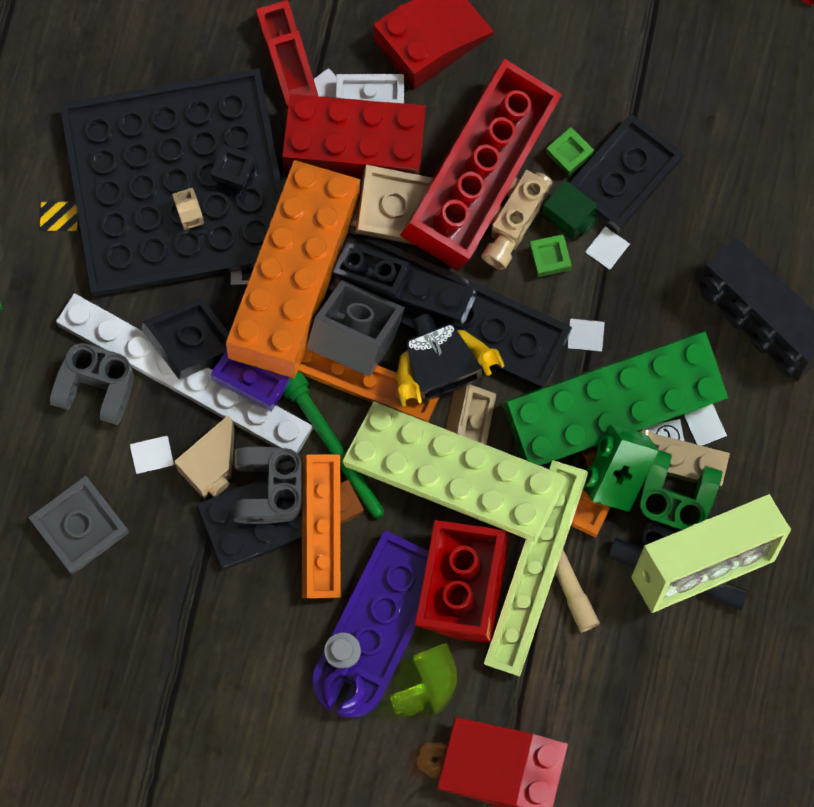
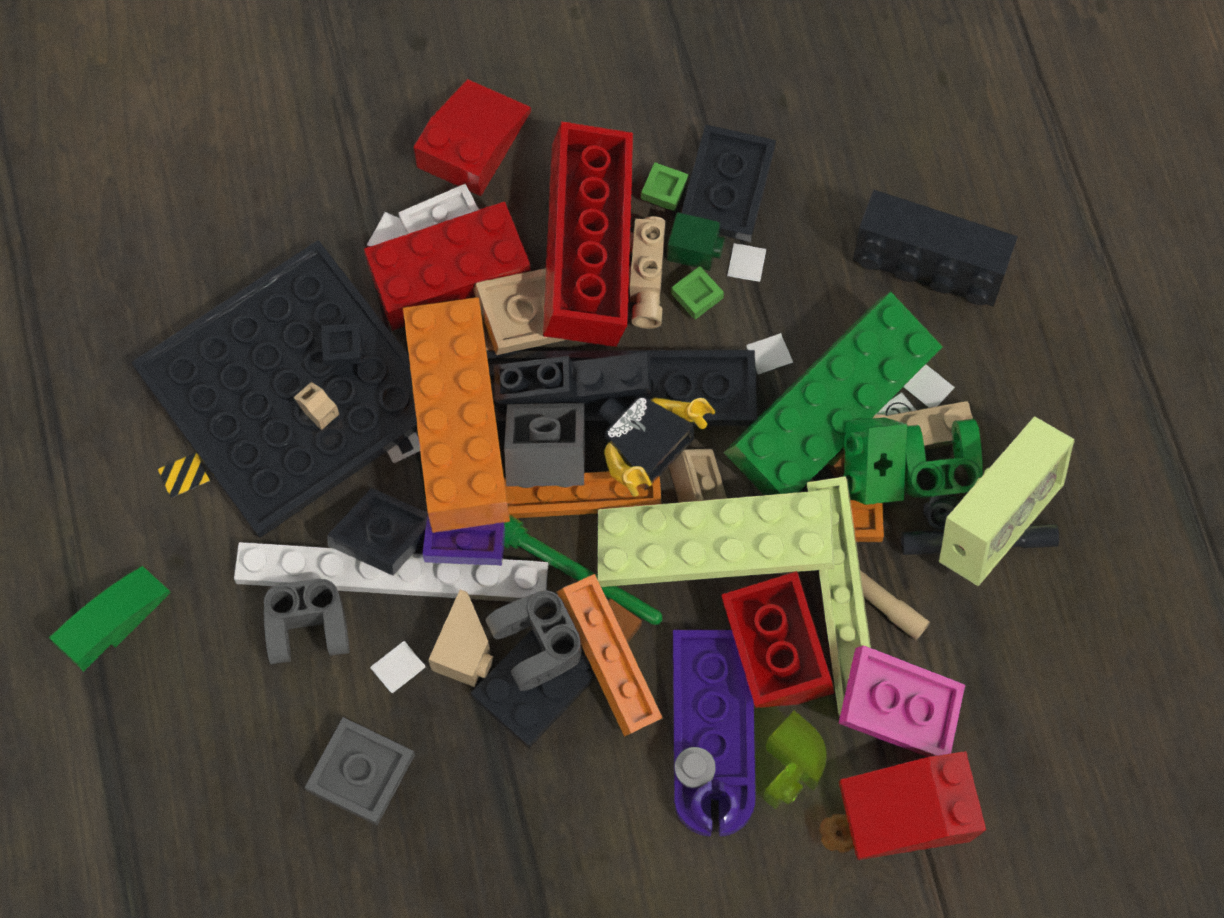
camera: 25 degrees left, 5 degrees down
(285, 50) = (335, 212): red slope -> none
(537, 679) = (901, 703): none -> dark pink plate

